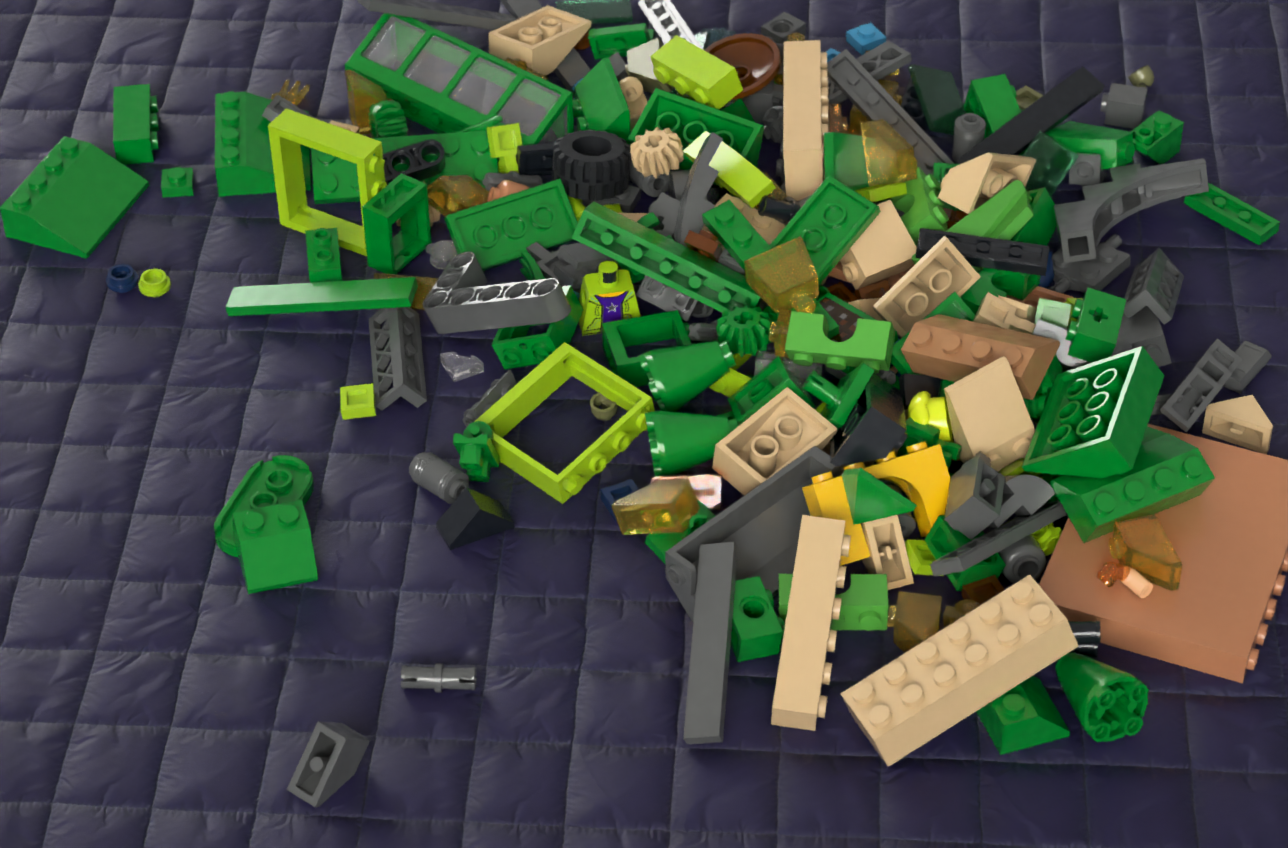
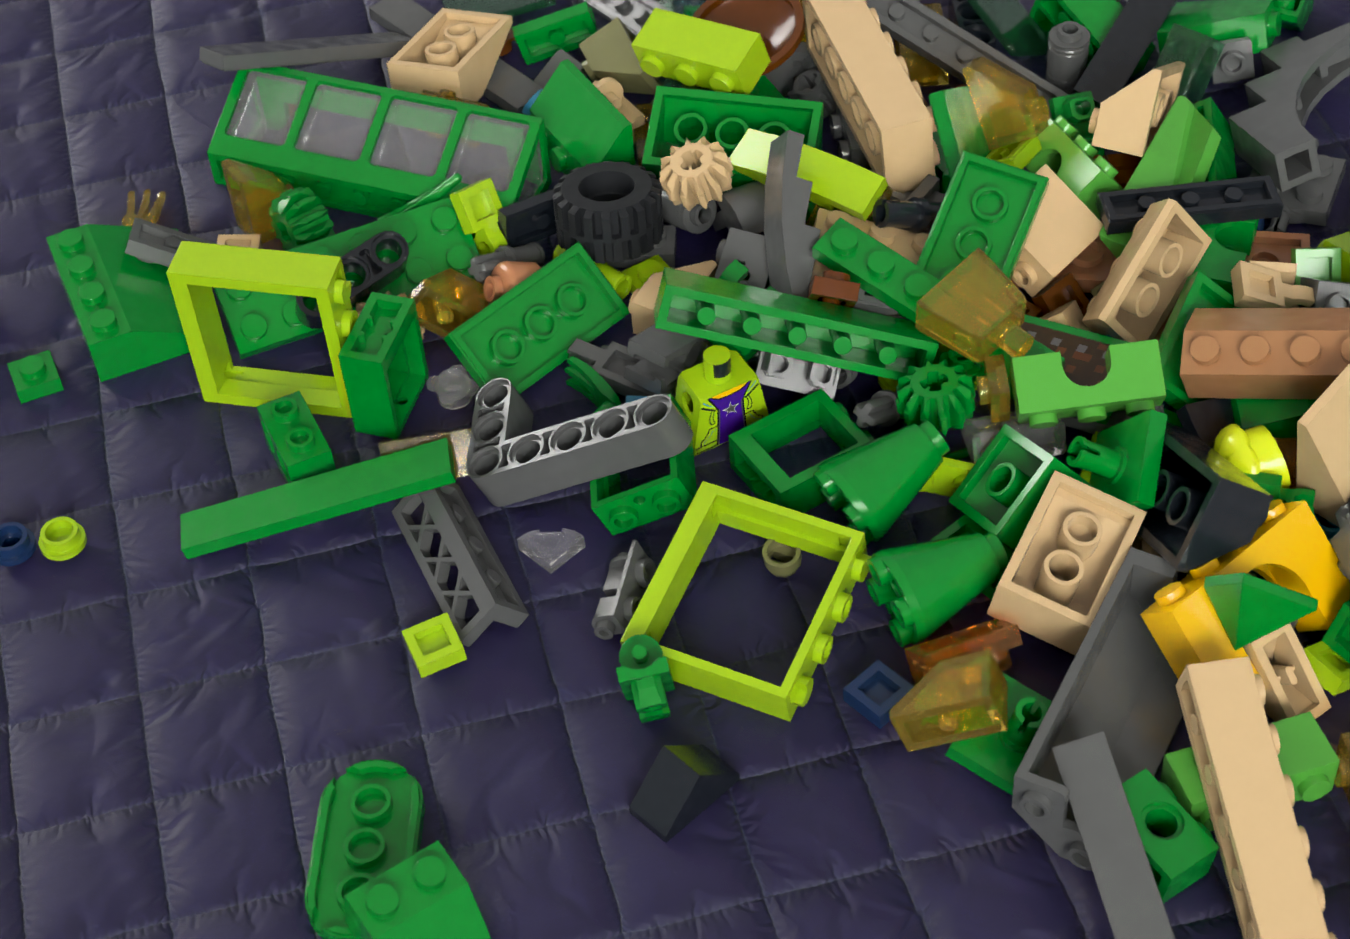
camera: 15 degrees left, 5 degrees up
(438, 476) = (604, 733): dark grey head -> none

